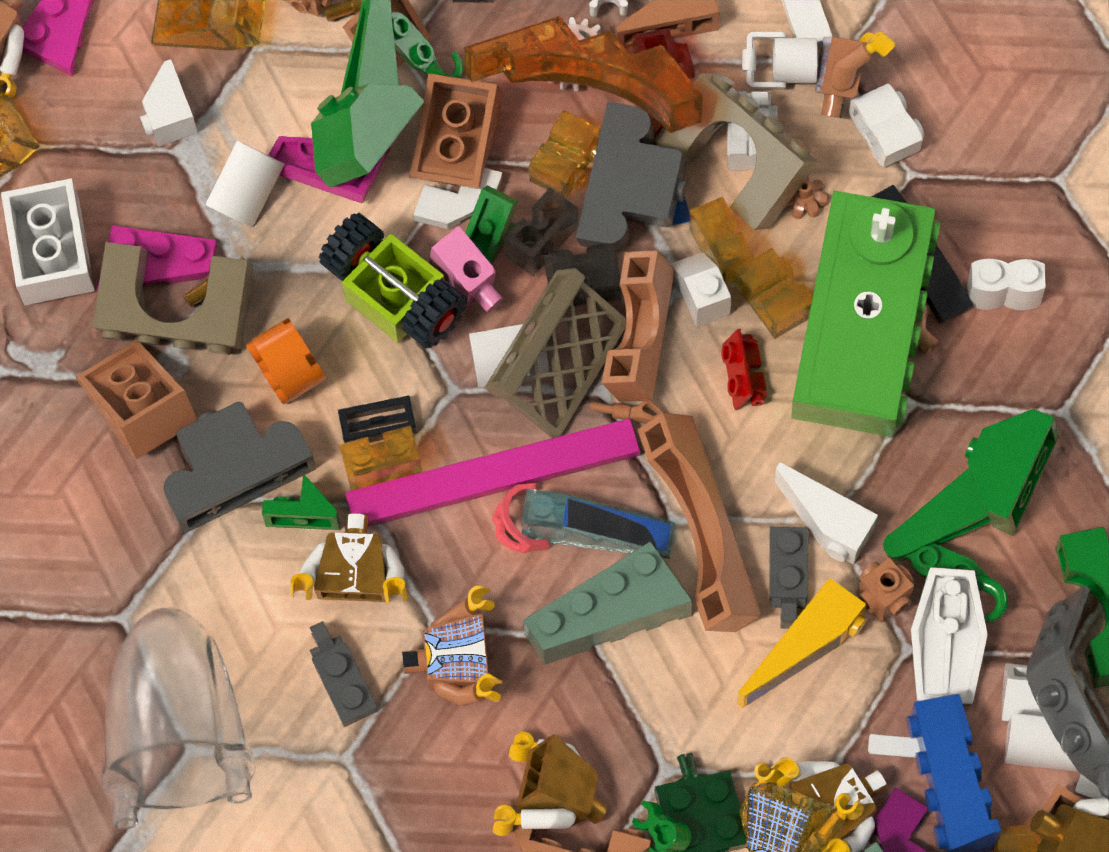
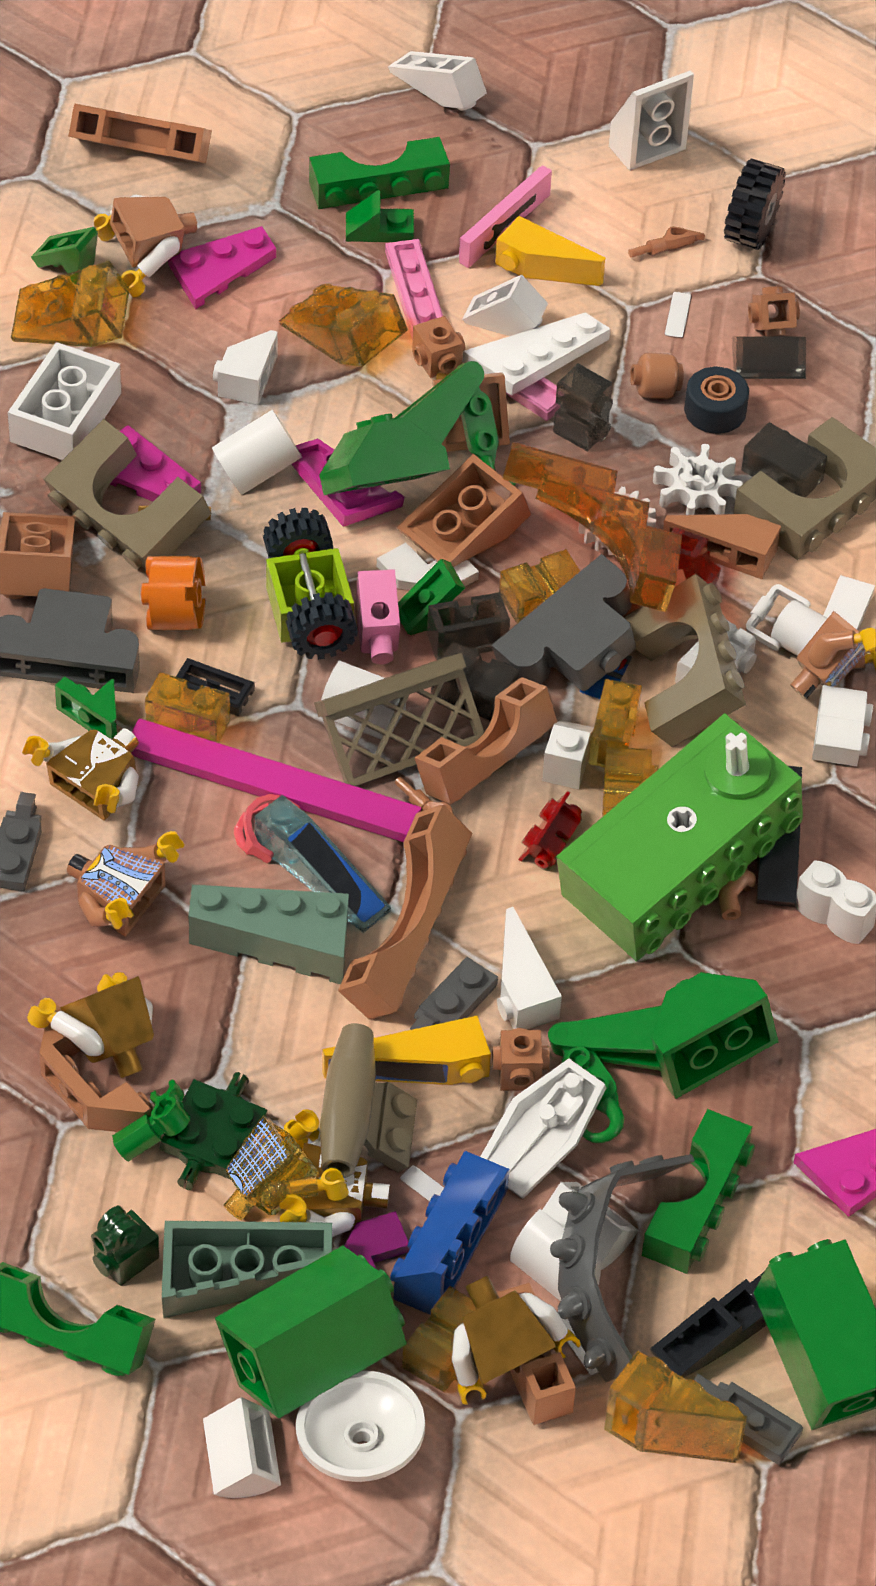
camera: 30 degrees right, 15 degrees down
(812, 723) = (361, 1110): none -> dark tan plate

